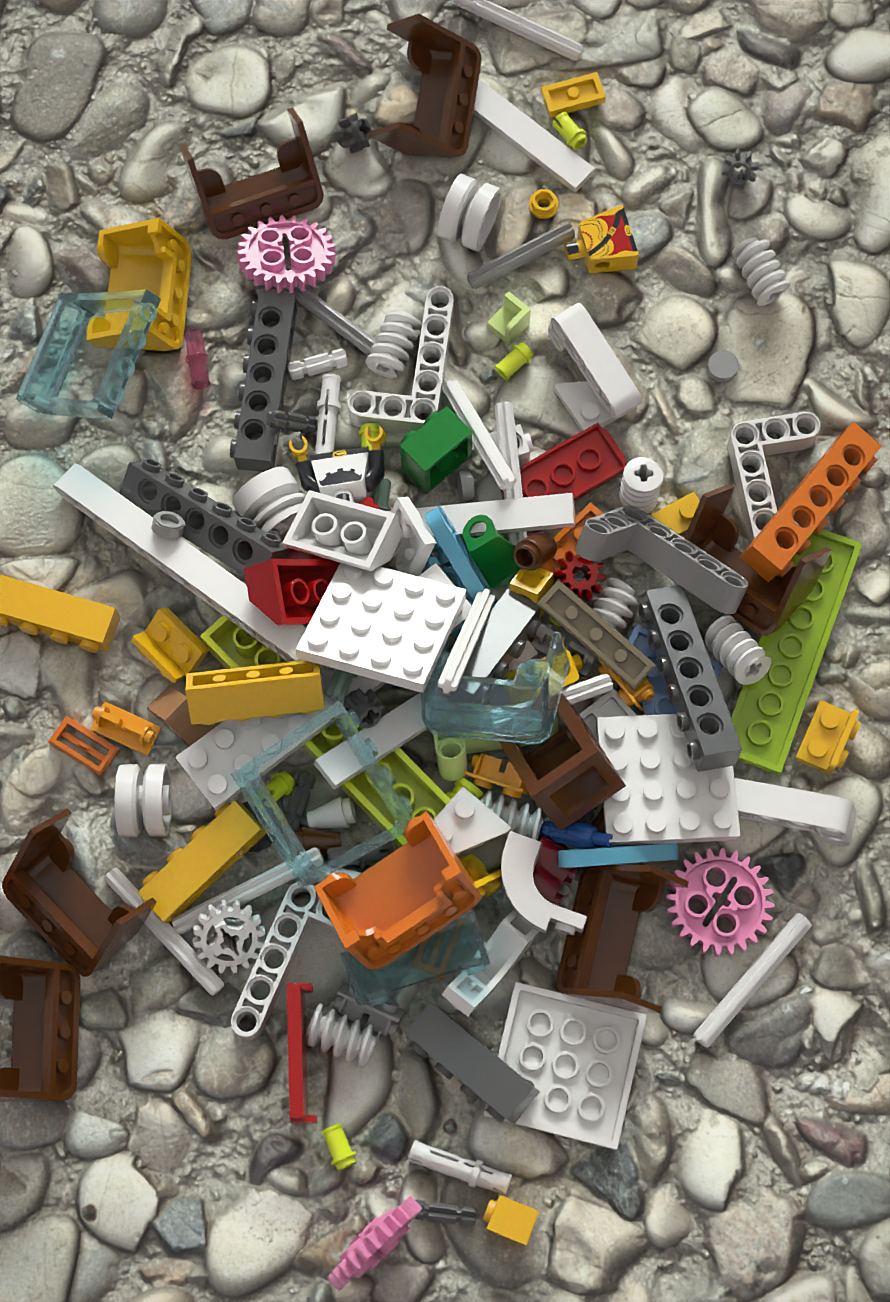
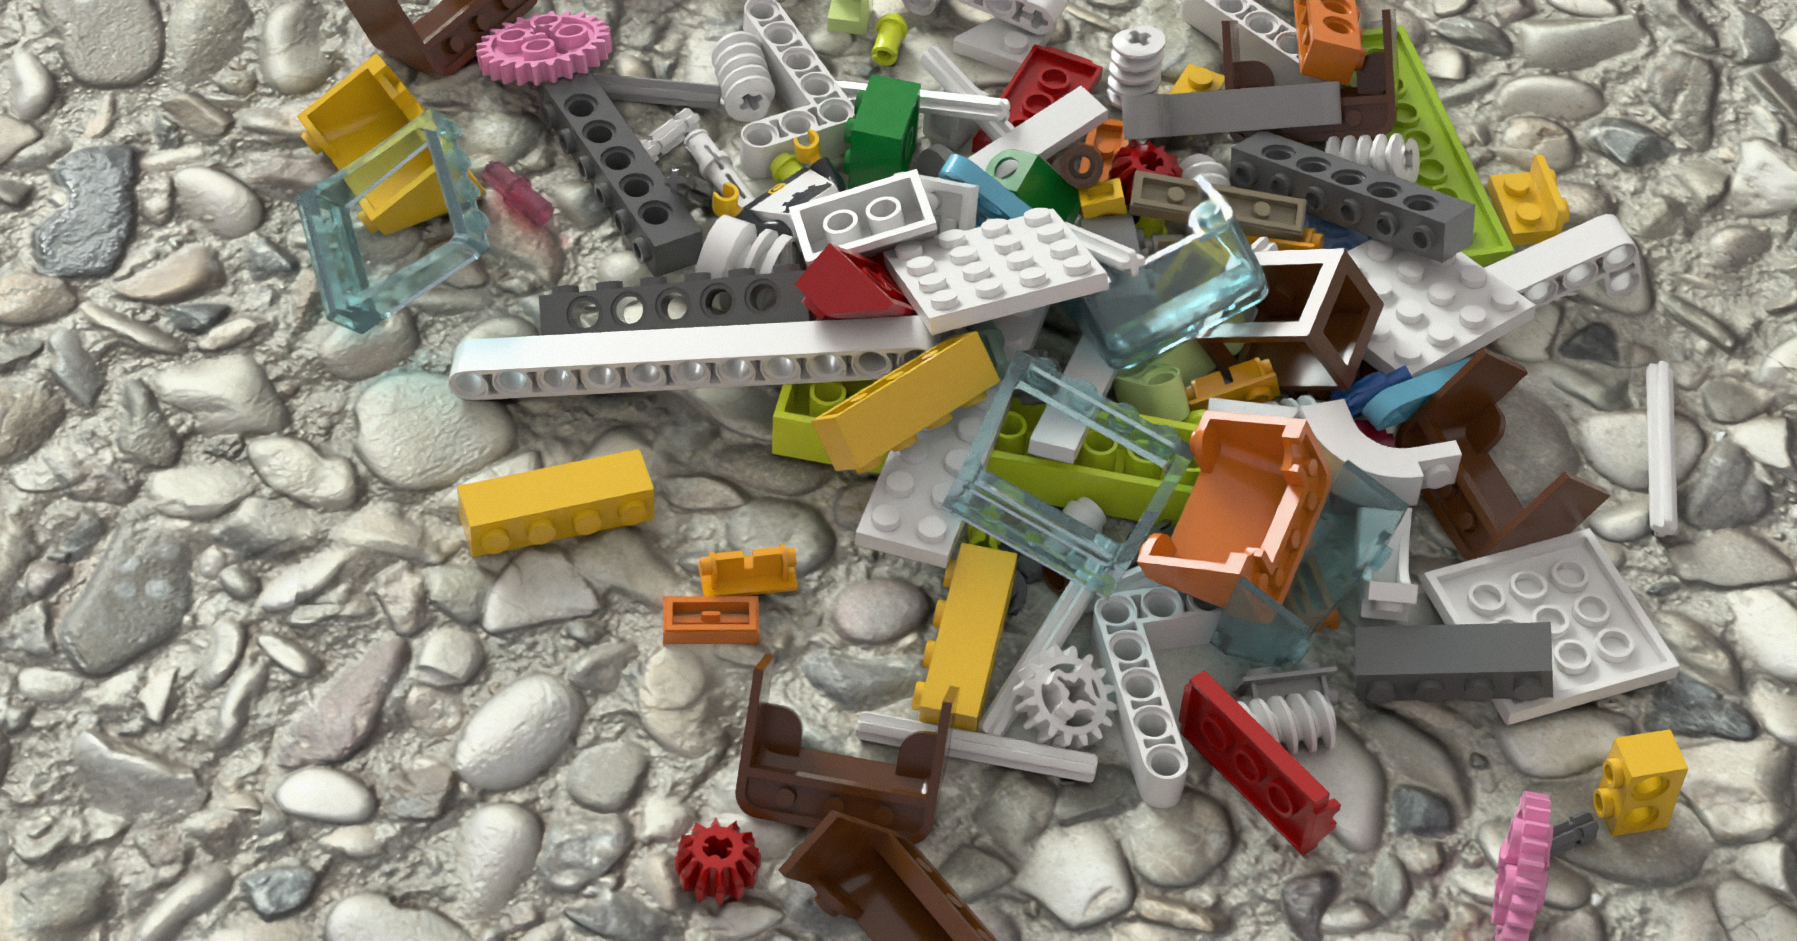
camera: 40 degrees left, 25 degrees down
(143, 800) = (846, 611): white wheel -> none
(168, 525) = (645, 321): light grey tile -> none
(170, 646) = (735, 459): yellow bracket -> none
(173, 712) = (808, 525): medium nougat slope -> none
(339, 1147) = (1380, 841): neon yellow pin -> none
(469, 1171) = (1549, 779): white pin -> none
(744, 918) = (1592, 388): bright pink gear -> none

